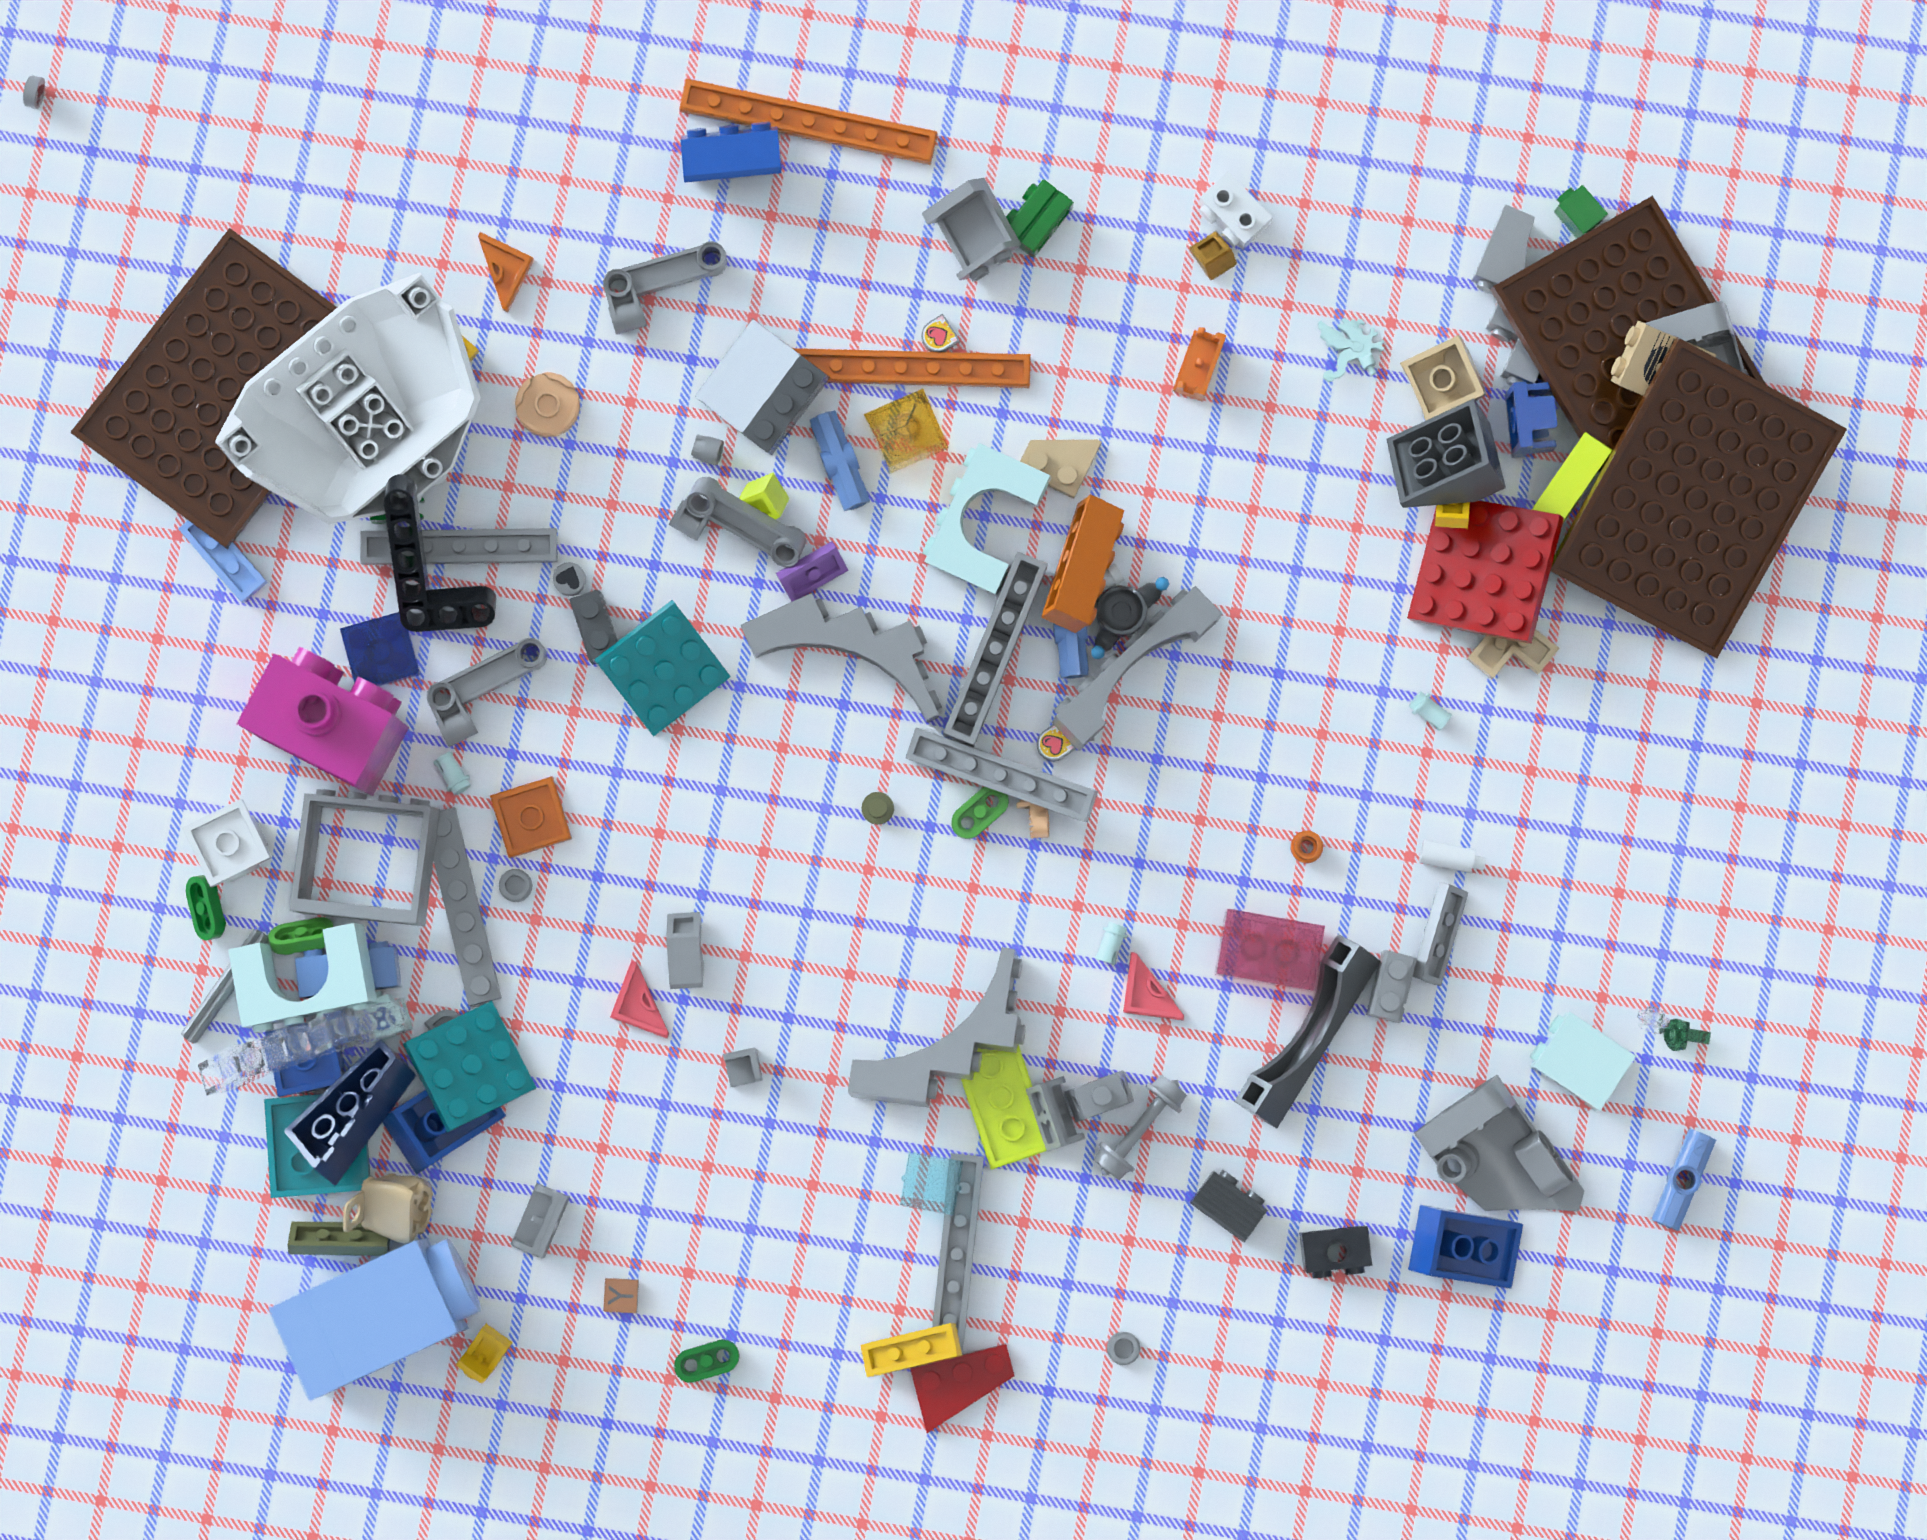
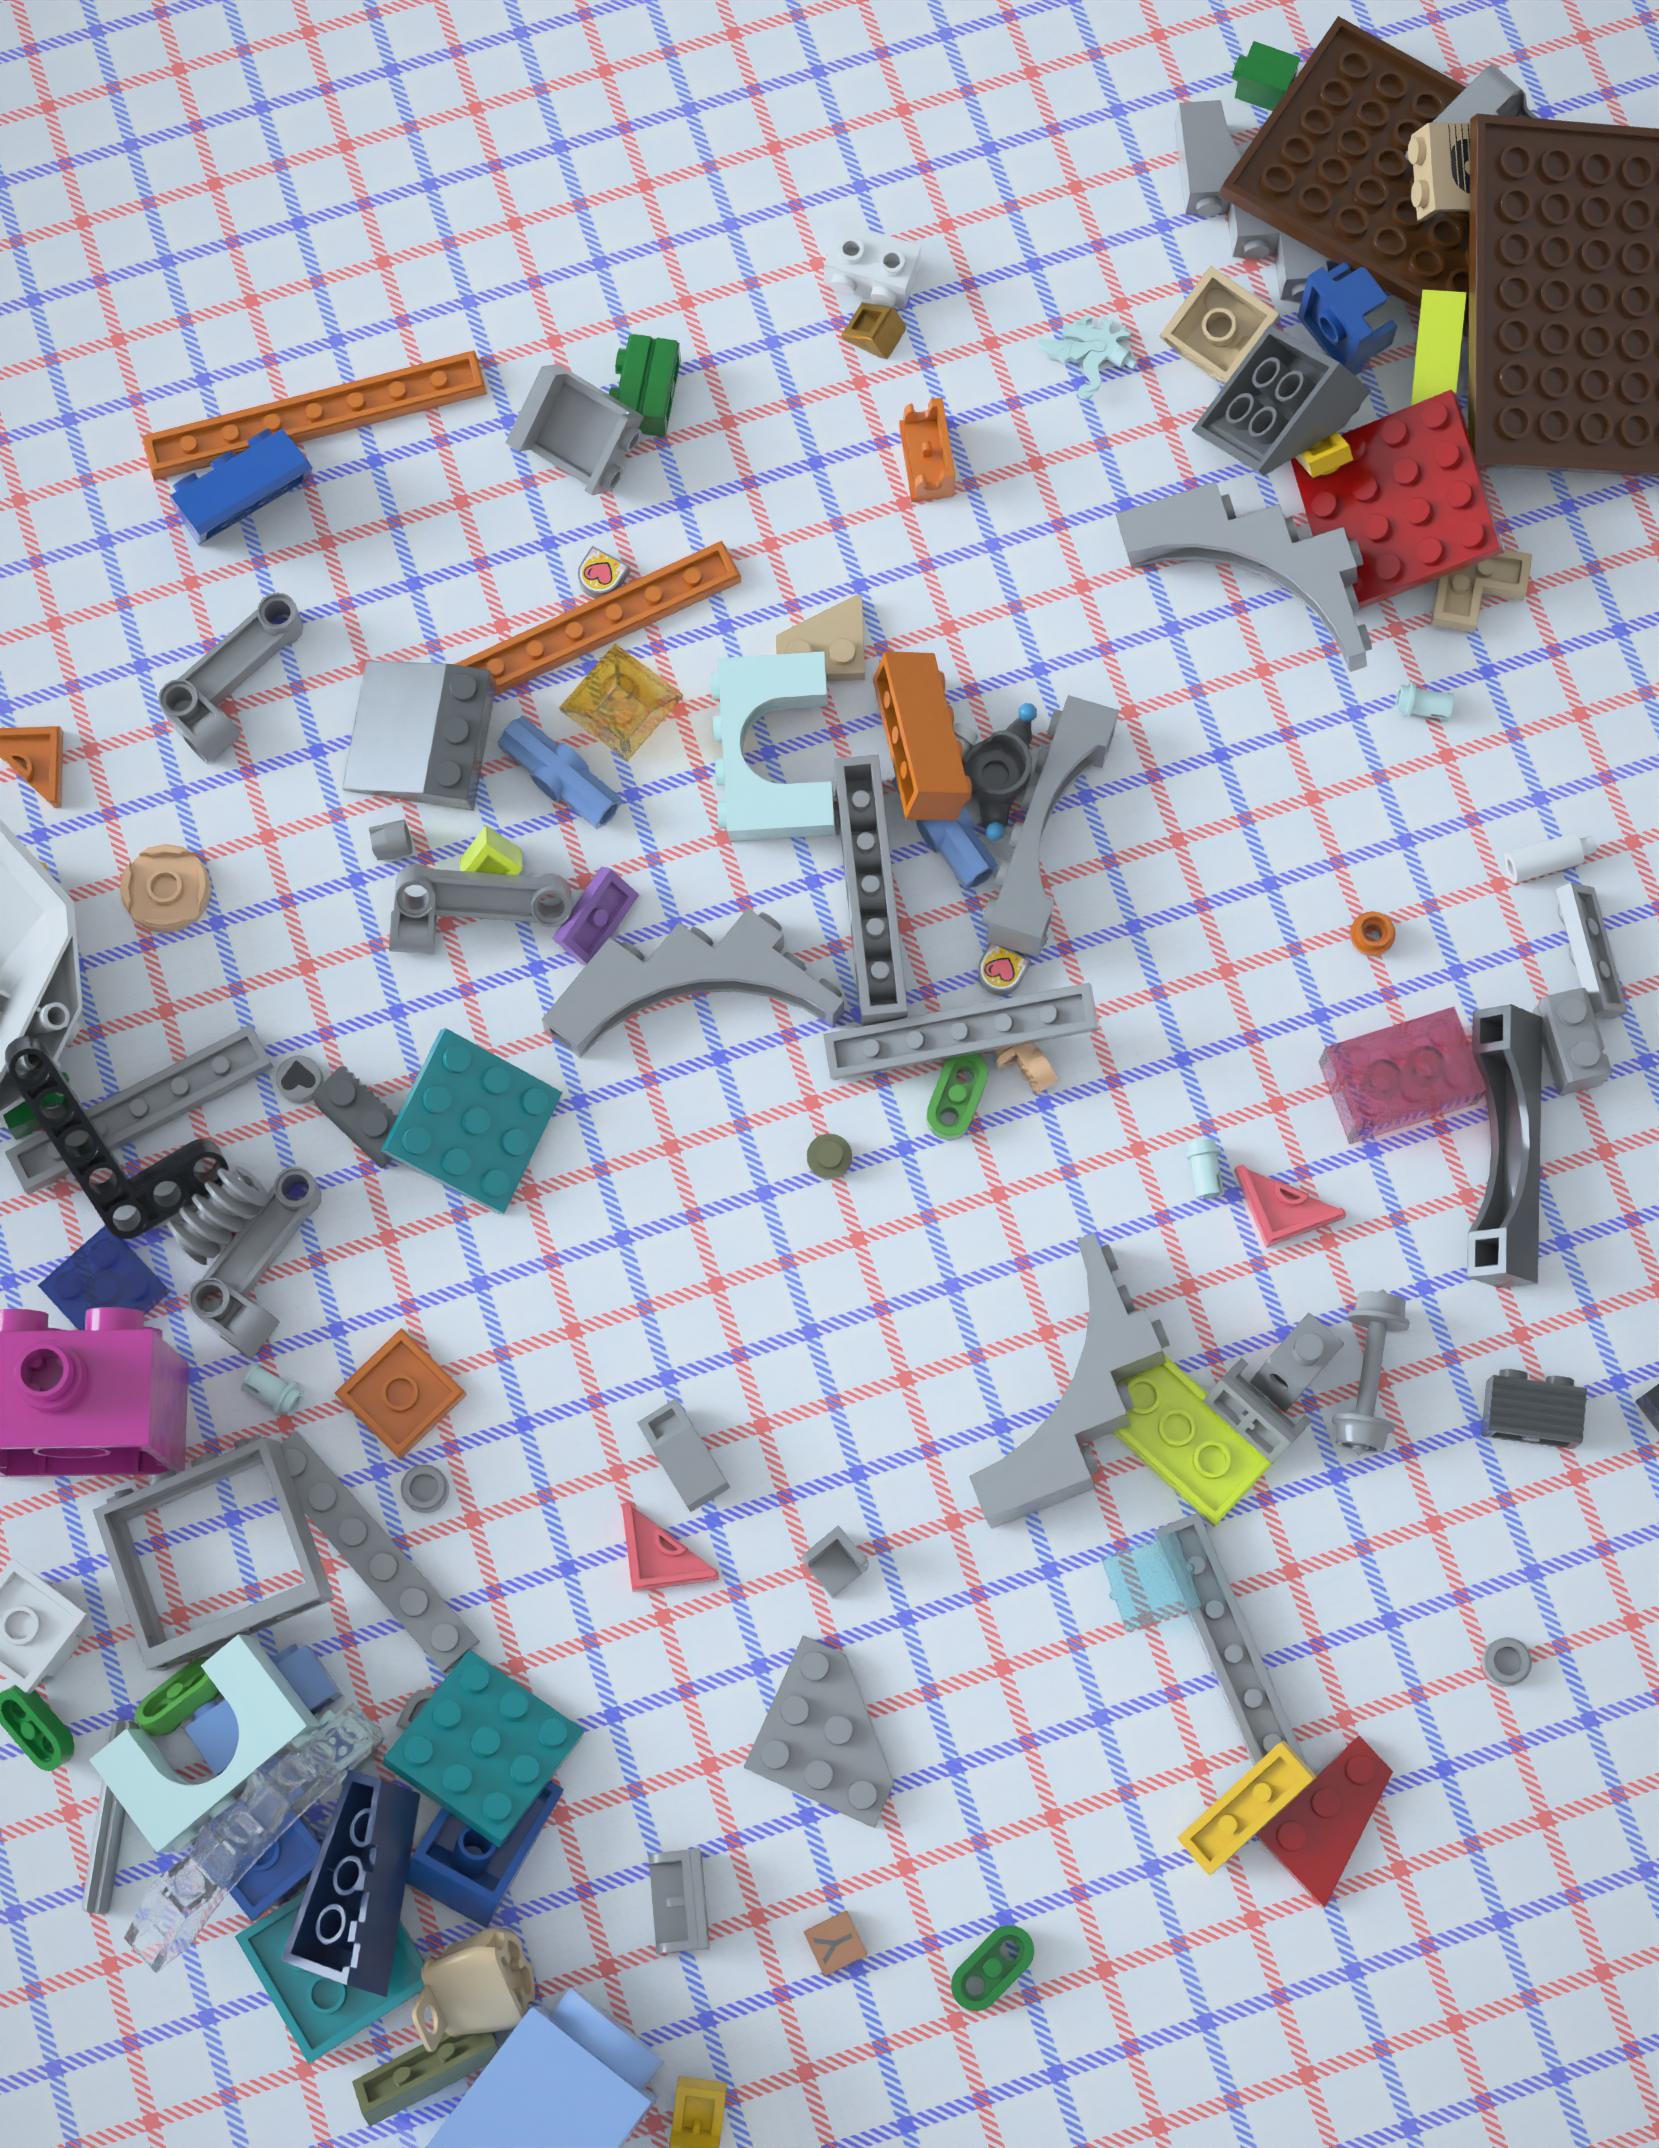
camera: 25 degrees left, 10 degrees down
(473, 647) = (219, 1214): none -> light grey piece
(679, 1169) = (822, 1737): none -> light grey plate
(1405, 586) = (1205, 528): none -> light grey arch

